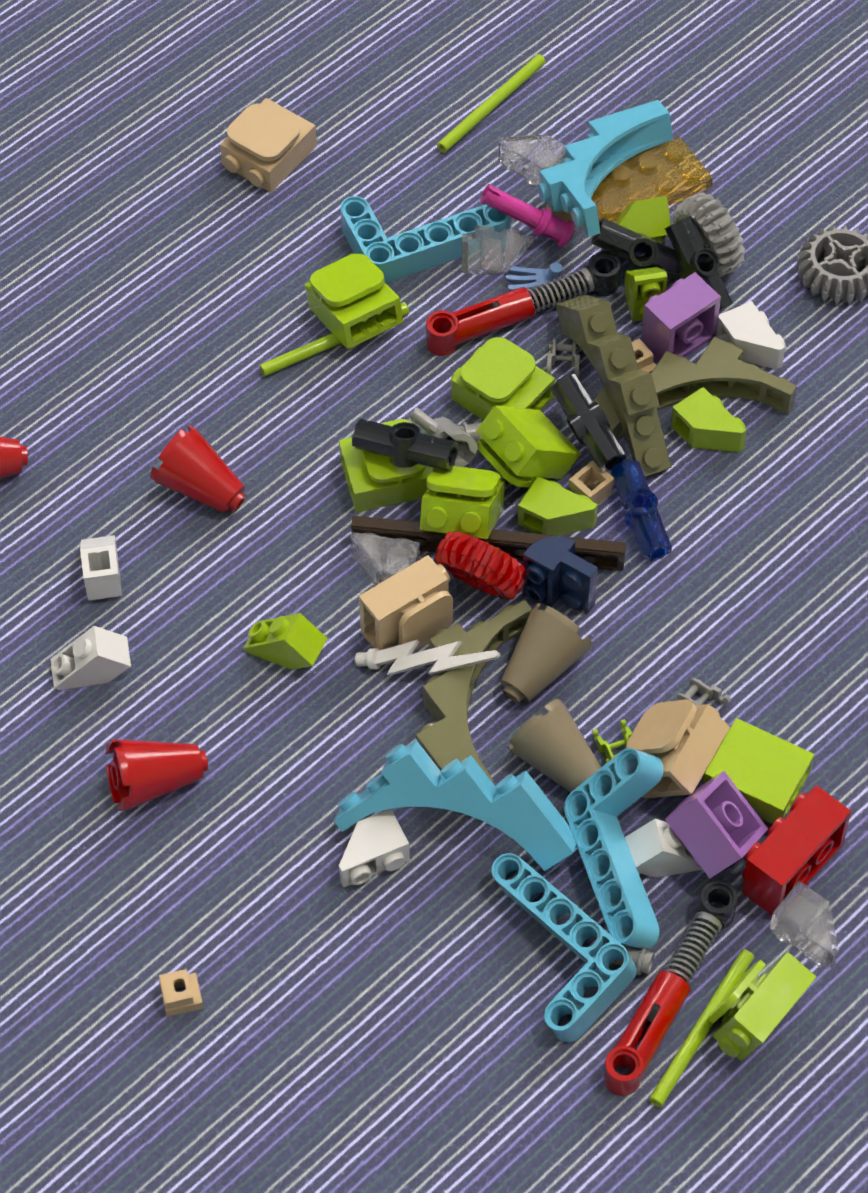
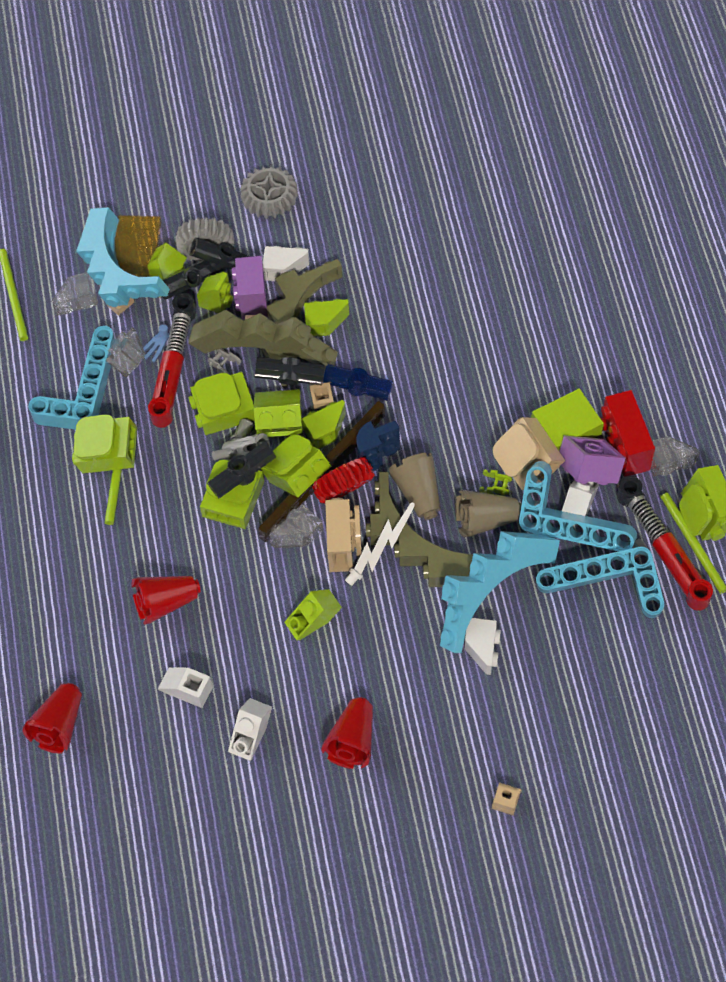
camera: 55 degrees left, 5 degrees up
(539, 220) = (125, 316): dark pink pin -> none
(707, 692) = (499, 430): light grey piece -> none

